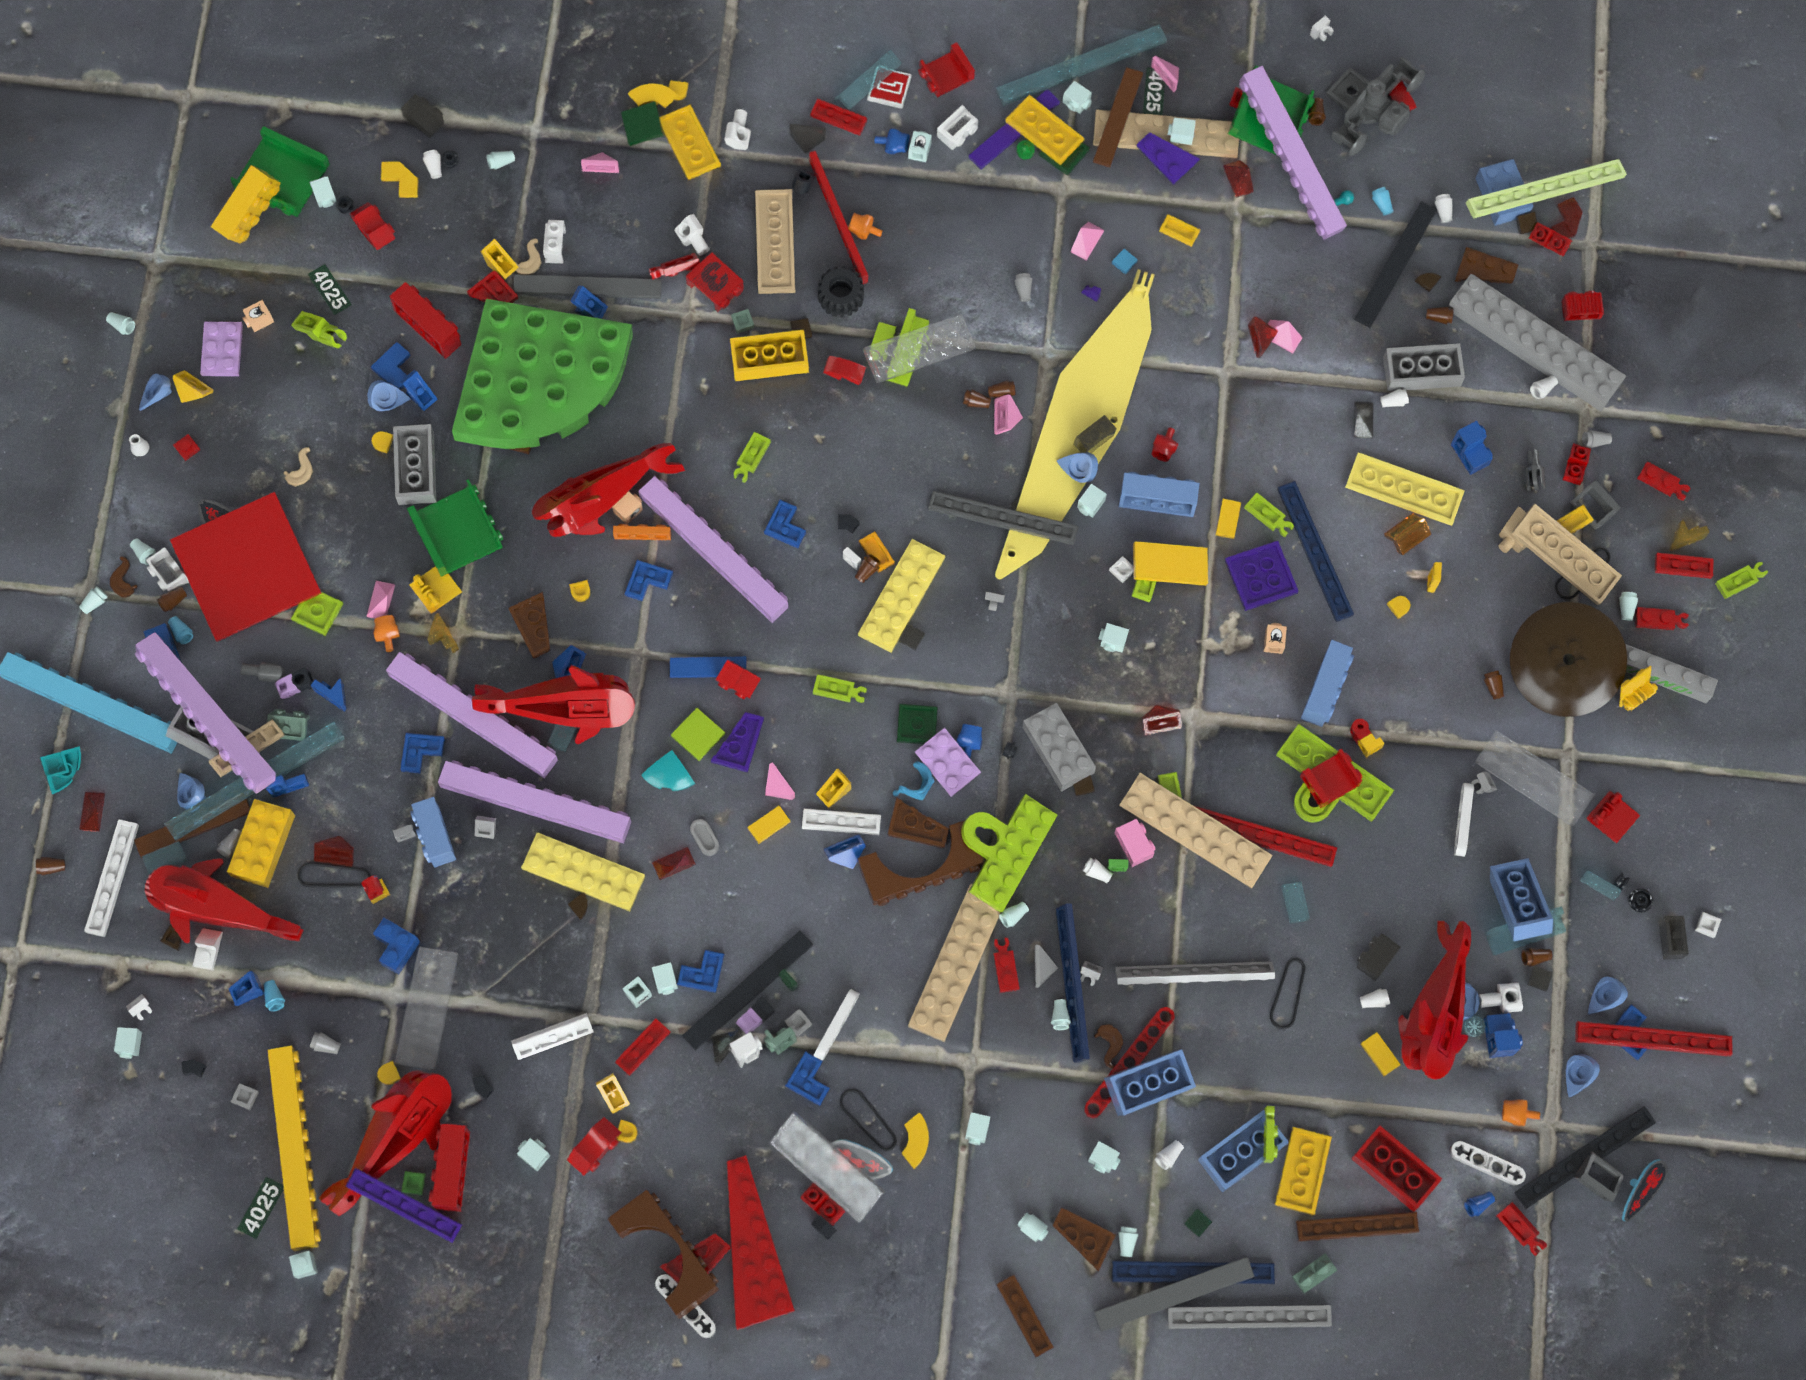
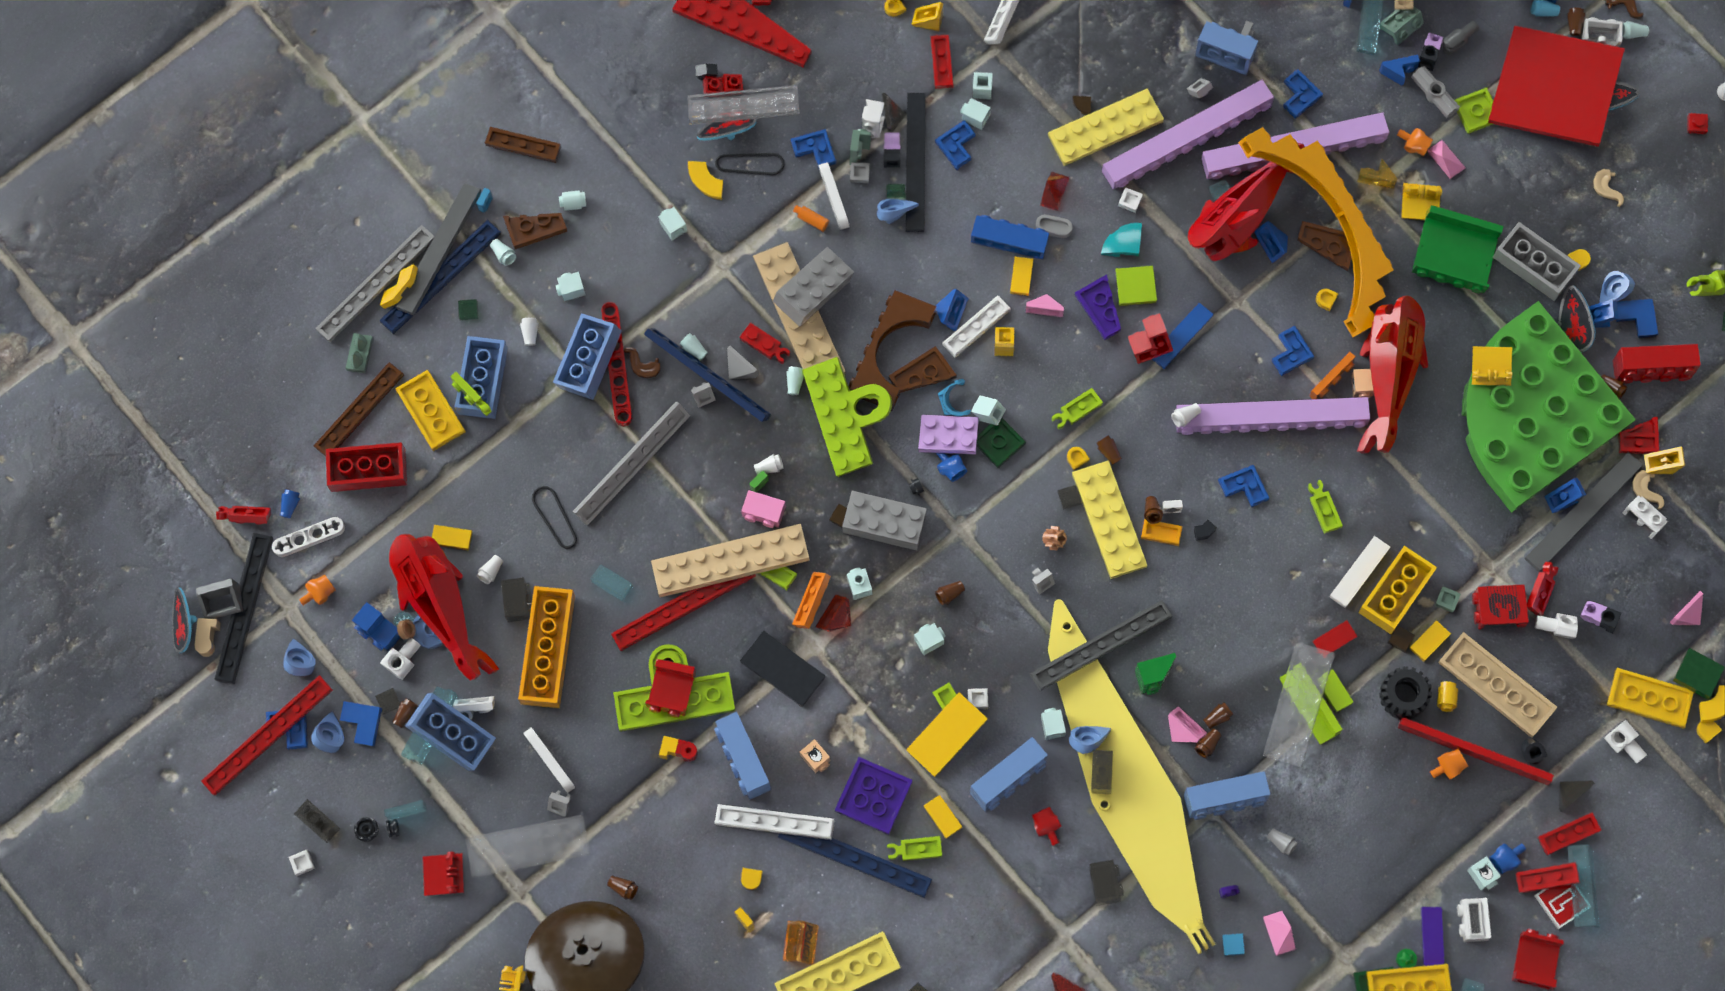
camera: 140 degrees right, 0 degrees up
(332, 638) = (1443, 100): none -> light grey piece
(439, 400) = (1576, 319): none -> shield
(468, 339) = (1615, 385): none -> reddish brown cone
(523, 580) = (1319, 172): none -> light orange arch
(538, 417) = (1492, 366): none -> yellow hinge
(630, 797) = (1130, 200): none -> white plate
(659, 213) = (1601, 616): none -> leg
(746, 859) = (1010, 237): none -> blue brick
(775, 600) = (1184, 415): none -> white cone
(776, 395) = (1359, 572): none -> white tile
(784, 309) = (1430, 641): none -> yellow tile
(806, 965) = (892, 209): none -> medium blue piece
(815, 265) = (1447, 696): none -> yellow brick
(848, 641) = (1109, 449): none -> reddish brown cone
(870, 1025) = (811, 217): none -> orange cylinder
(876, 659) = (1077, 457): none -> yellow tile
(885, 103) = (1548, 877): none -> red plate
(903, 749) = (988, 410): none -> light aqua brick
(929, 963) = (813, 286): none -> light grey brick
(955, 617) = (1054, 538): none -> nougat gear
(989, 460) = (1153, 673): none -> green slope
(1030, 342) = (1226, 795): none -> medium blue brick
(1066, 655) = (949, 592): none -> reddish brown cone
(1100, 1298) = (484, 200): none -> dark azure tile
(1122, 723) = (859, 583): none -> light aqua brick
(1167, 373) = (1105, 882): none -> clear smoke brick
(1167, 745) = (811, 600): none -> orange plate
(1228, 1288) = (393, 295): none -> yellow tile
(1235, 721) = (782, 668): none -> black tile
(1347, 624) = (774, 821): none -> white tile
(1390, 897) = (546, 647): none -> light orange brick
(1481, 911) = (481, 704): none -> white plate
(1481, 1012) = (406, 629): none -> medium nougat tile
(1568, 980) = (367, 719): none -> blue tile
(1639, 1157) = (205, 636): none -> tan leg

